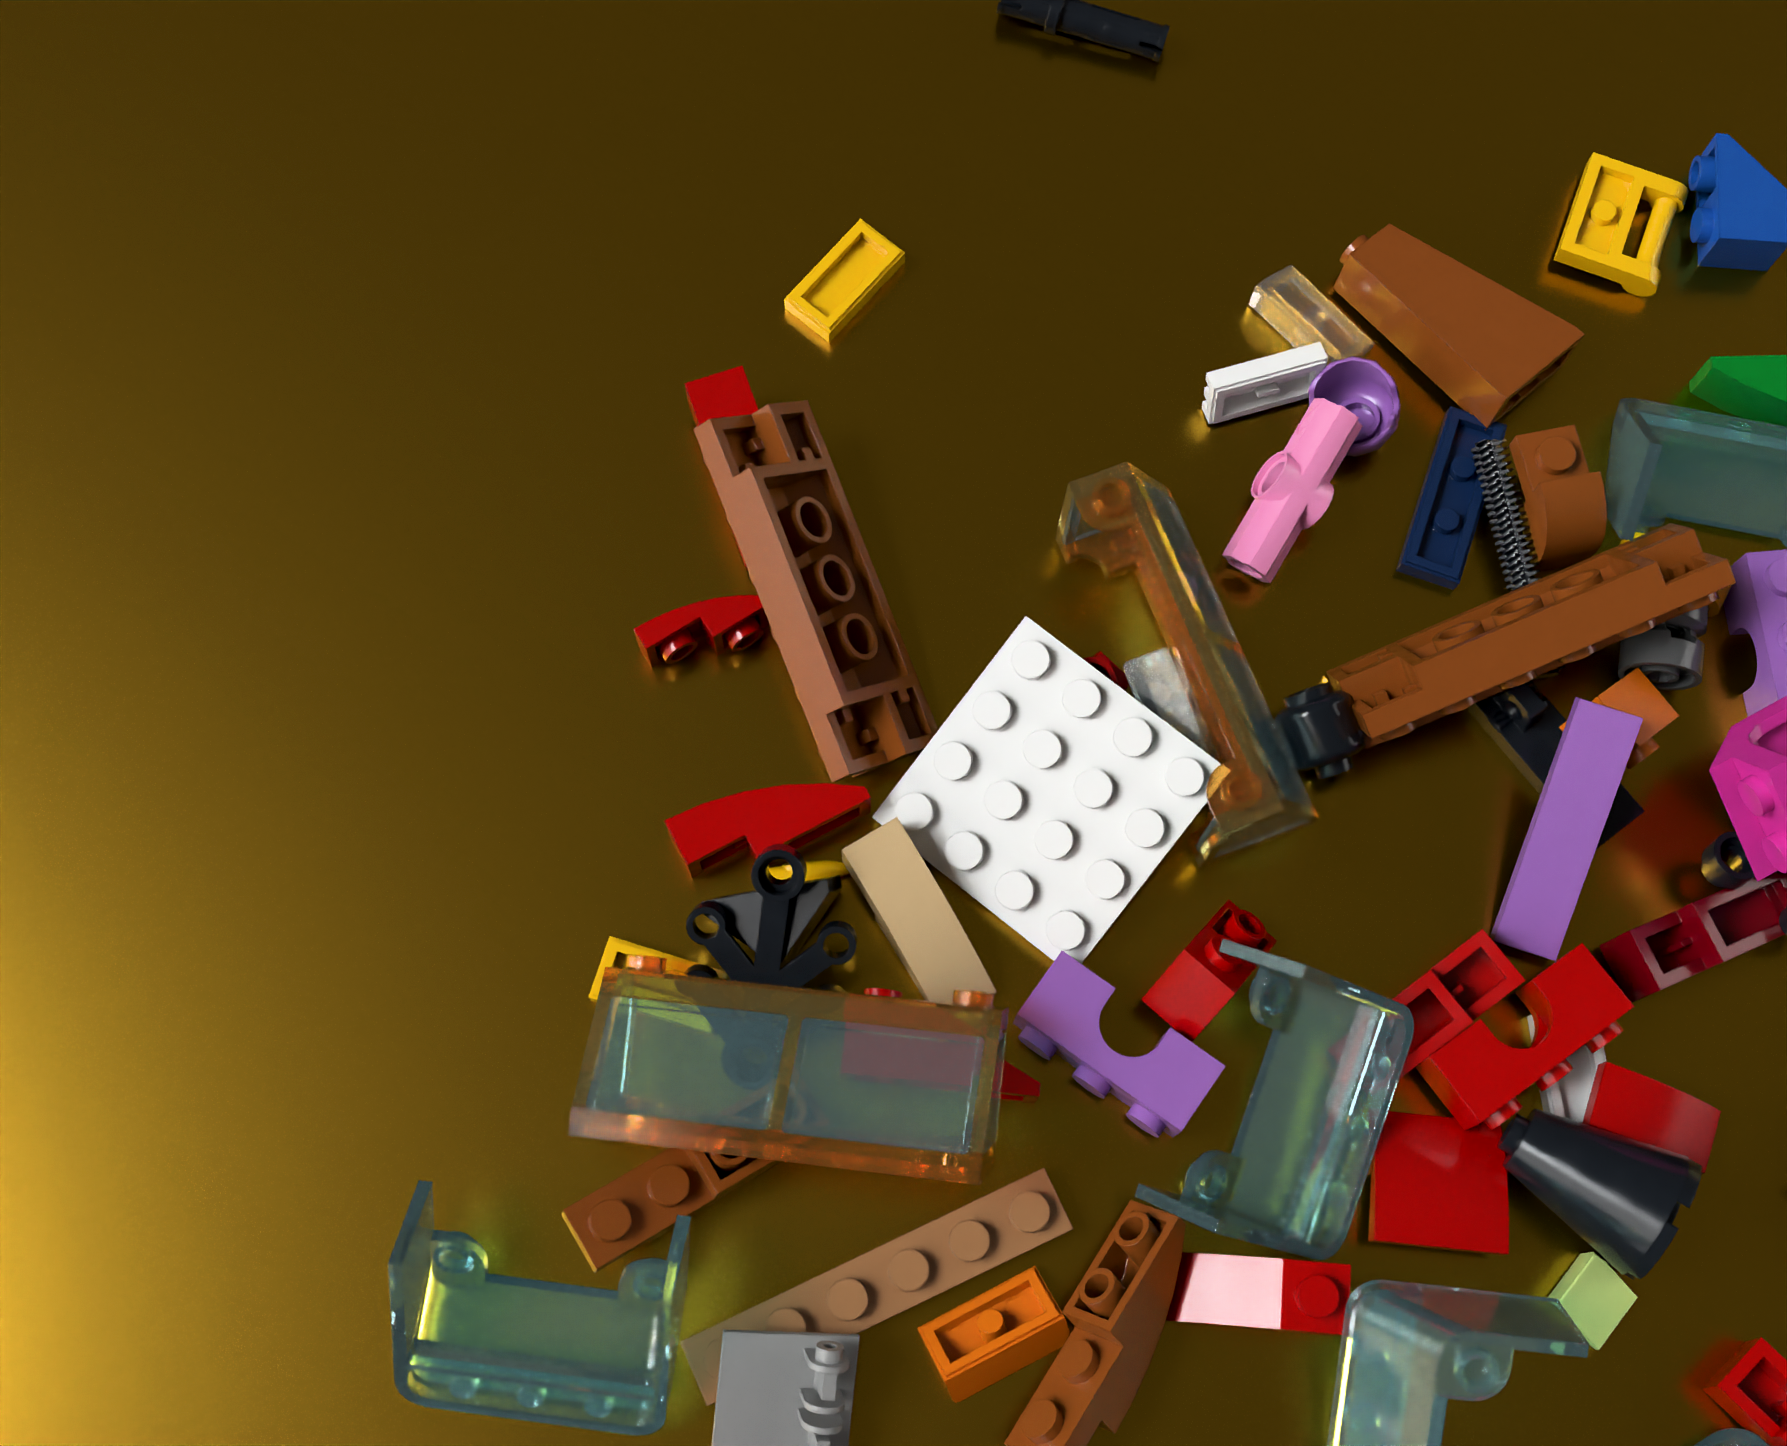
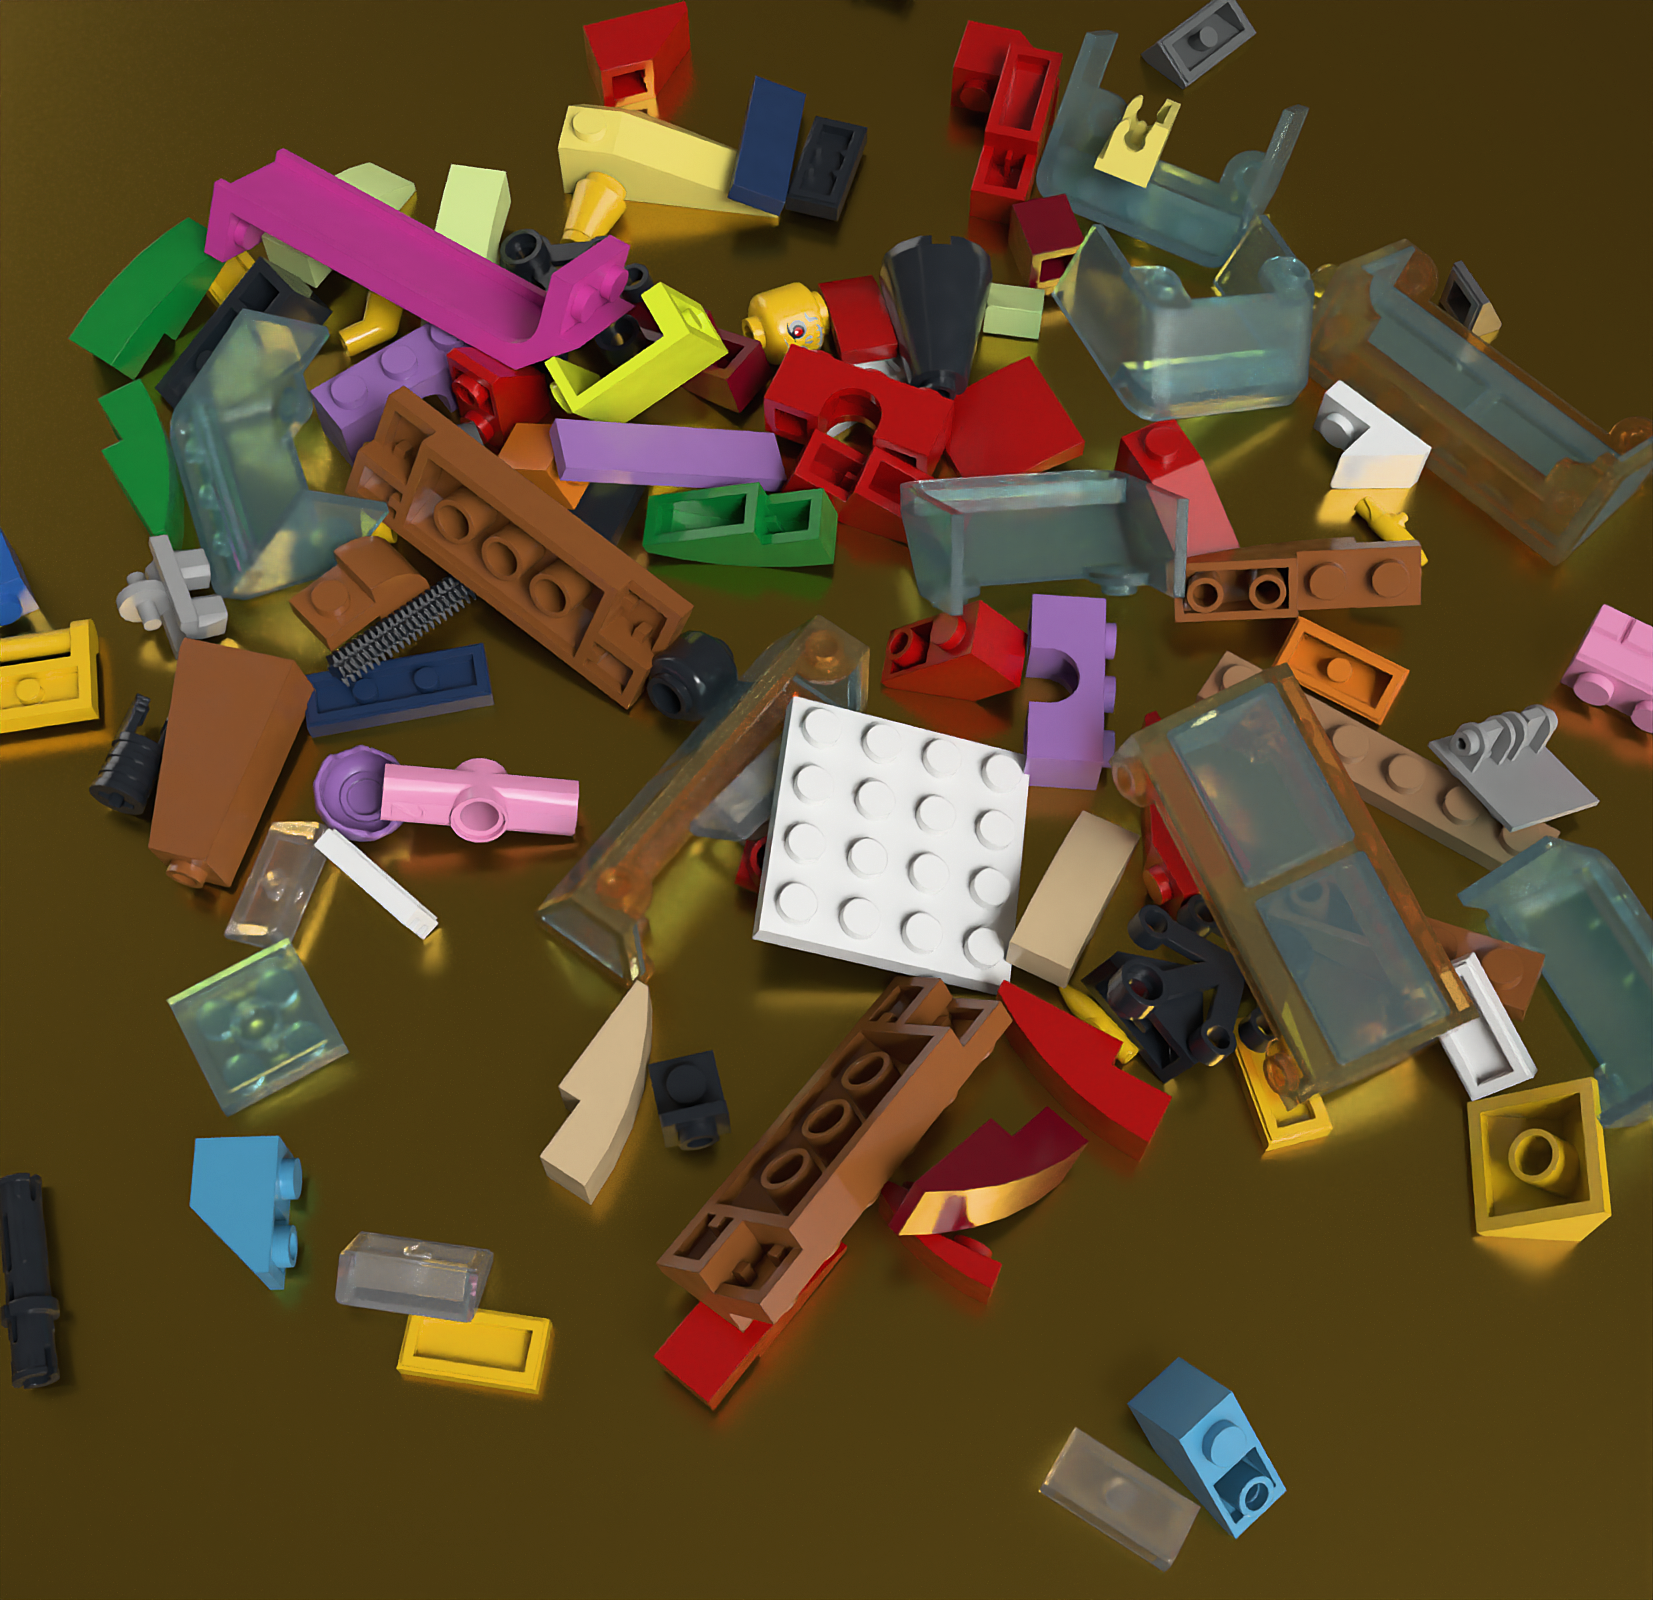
camera: 120 degrees left, 10 degrees down
(425, 722) = (1208, 1444): none -> dark azure slope
(435, 643) = (1120, 1499): none -> clear slope
(448, 1135) = (1539, 1162): none -> yellow slope
(581, 1167) = (1489, 1049): none -> white tile
(715, 681) = (990, 1176): none -> dark red slope
(922, 260) = (412, 1276): none -> clear slope
(934, 520) = (690, 1101): none -> black bracket
(975, 456) = (603, 1097): none -> tan slope
(1045, 173) = (245, 1197): none -> dark azure slope
(1191, 248) = (257, 1026): none -> clear light blue plate
(1459, 868) = (743, 526): none -> green slope
(1489, 255) = (130, 764): none -> black hinge
(1657, 1382) = (1043, 239): none -> dark red brick
(1669, 365) = (165, 598): none -> light grey hips
(1680, 1042) = (787, 317): none -> yellow head
(1693, 878) = (683, 352): none -> neon yellow panel
(1719, 703) = (496, 394): none -> red slope

